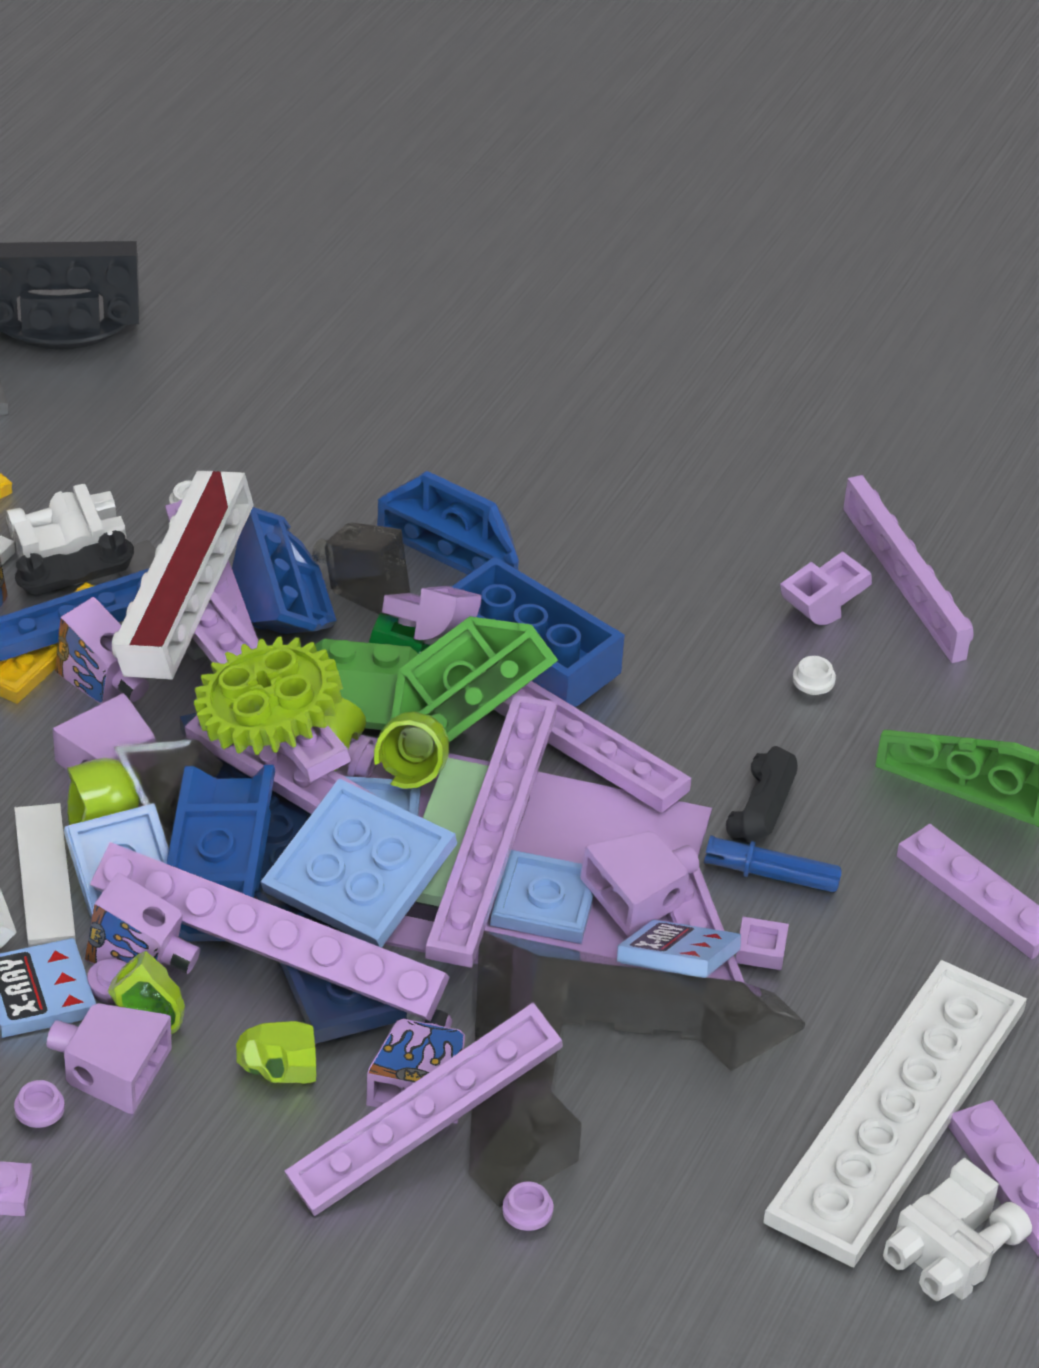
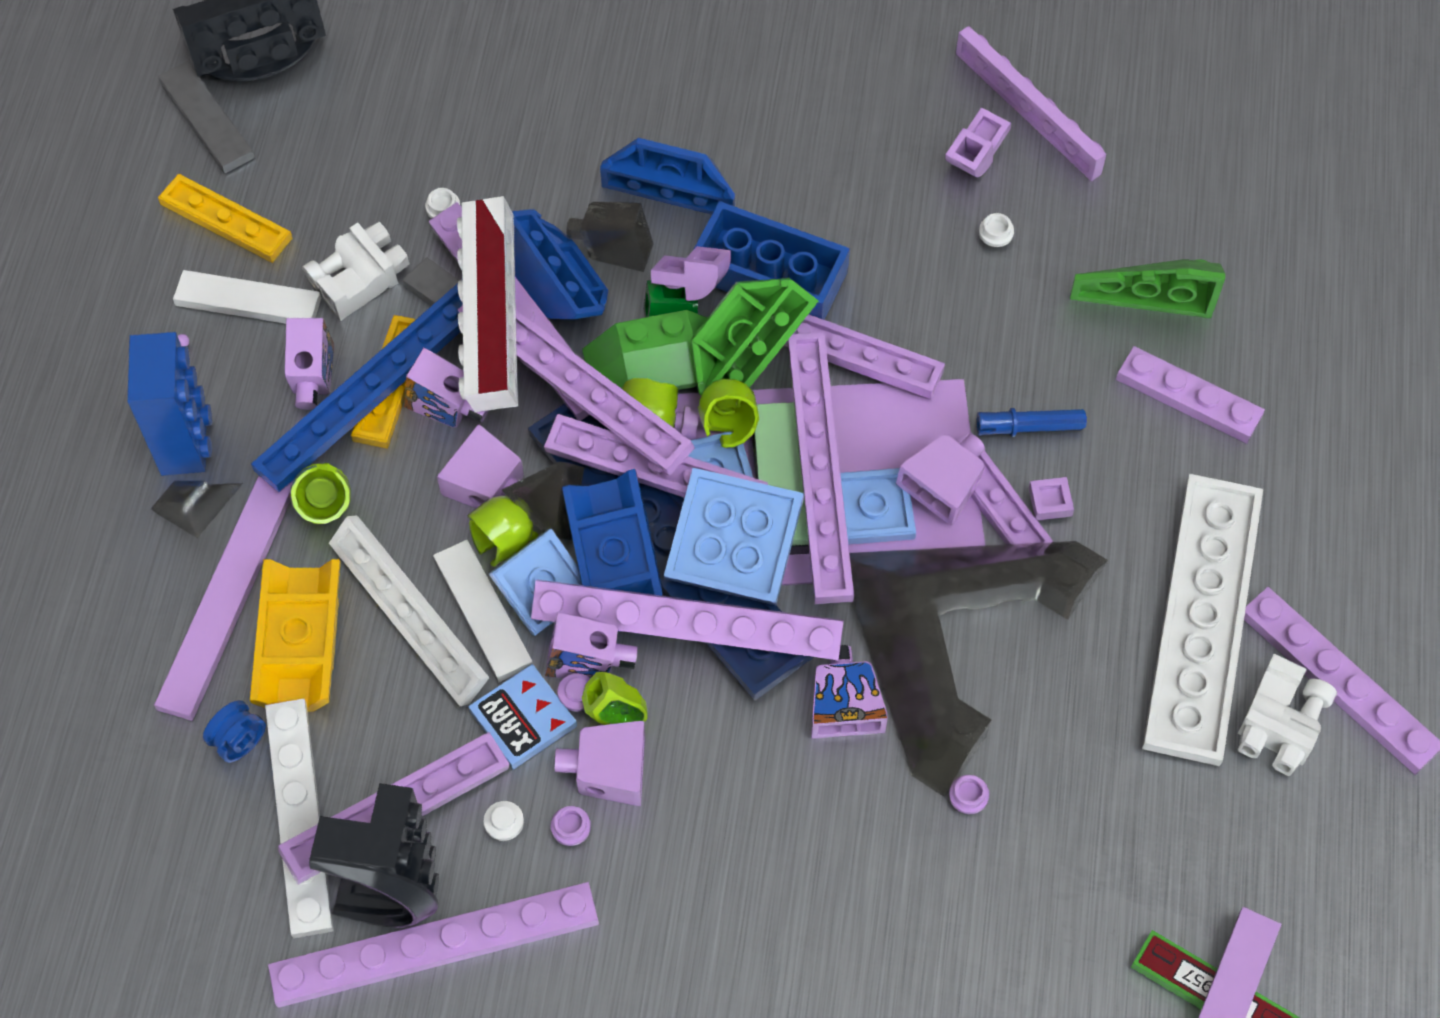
camera: 15 degrees left, 20 degrees up
(94, 561) = (381, 303): black piece -> none
(268, 695) = (631, 430): lime gear -> none
(279, 1052) = (735, 720): lime rock -> none
(423, 1109) = (870, 744): lavender plate -> none
(678, 948) = (1000, 532): light blue tile -> none
(776, 774) = (1007, 383): black piece -> none

